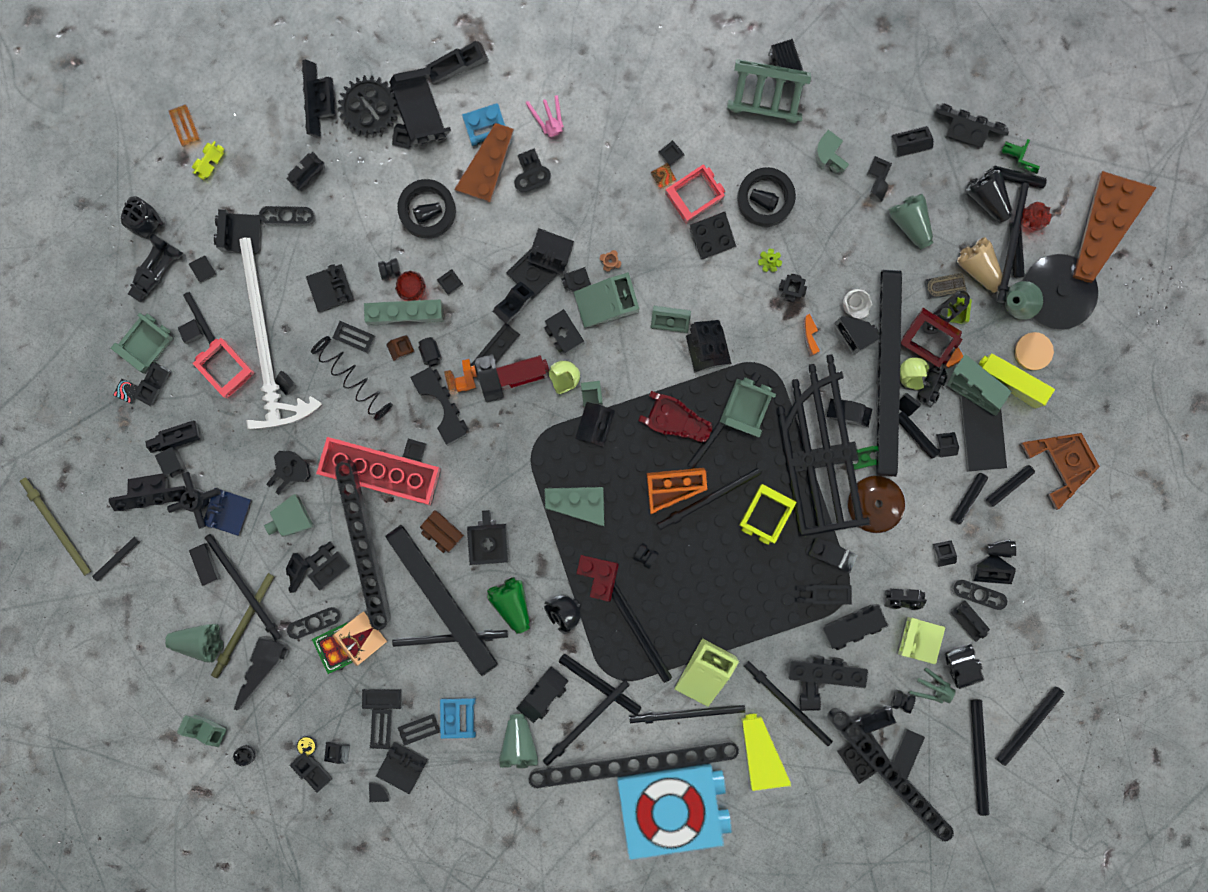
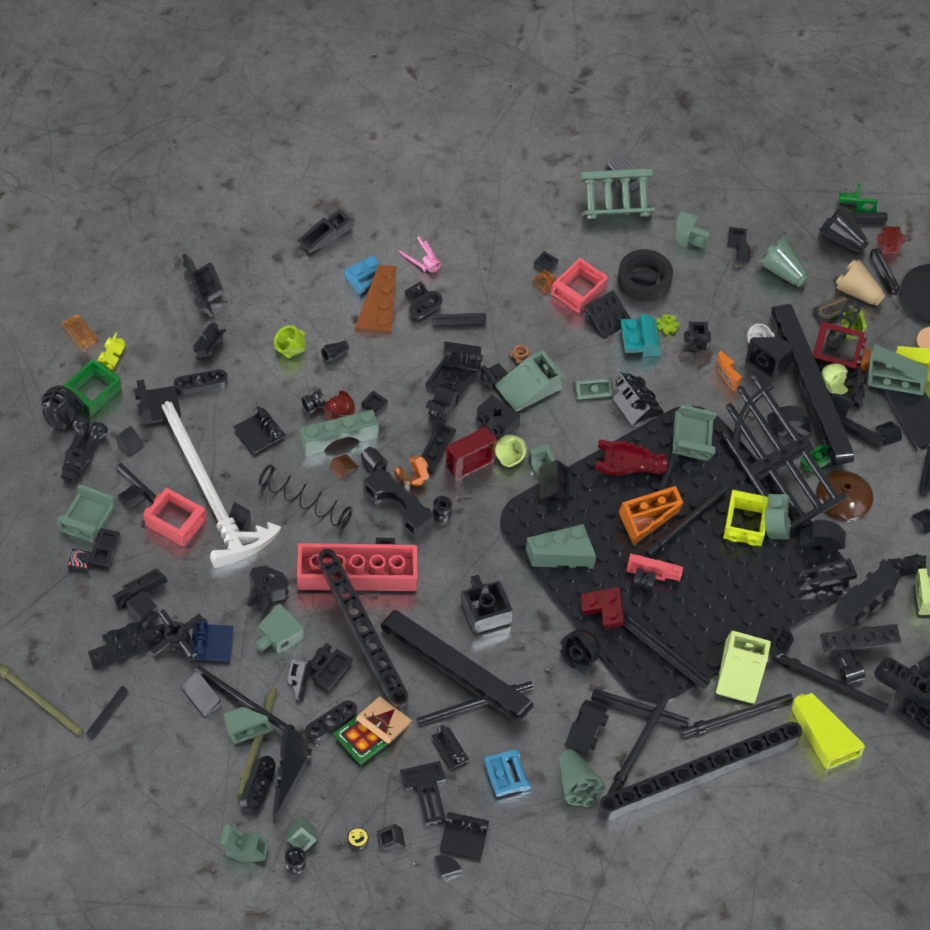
camera: 20 degrees left, 30 degrees down
(156, 195) = (87, 372): none -> green window
(197, 642) = (213, 762): sand green cone -> none
(232, 610) = (246, 724): none -> sand green slope
(234, 656) = (250, 788): none -> black beam
(257, 730) = (302, 833): none -> sand green panel
(311, 771) = (370, 861): black slope -> none
(355, 115) = (253, 280): black gear -> none
(368, 343) = (295, 469): black tile -> none
(384, 192) = (289, 341): none -> lime helmet
(400, 136) = (292, 298): black slope -> none
(403, 735) = (484, 785): black tile -> none
(410, 192) = (334, 366): black tyre -> none
(414, 678) = (449, 747): none -> black hinge
(418, 106) = (298, 270): black panel -> none
(441, 531) = (436, 608): reddish brown brick -> none
(478, 426) = (442, 508): none -> black wheel
(489, 378) = (442, 468): black brick -> none
(511, 604) = (527, 653): green cone -> none
(563, 203) = (459, 319): none -> black axle
(660, 546) = (663, 569): none -> coral hinge
(673, 810) = (755, 797): medium azure brick -> none
(737, 271) = (641, 336): none -> teal brick
(750, 655) = (780, 641): none -> black plate
(794, 527) = (776, 516): none -> sand green brick
(912, 141) = (758, 211): black slope -> none
(968, 127) = (803, 190): black bracket -> none
(1003, 287) = (886, 293): black bar -> none
(1030, 300) = (907, 301): sand green cone -> none

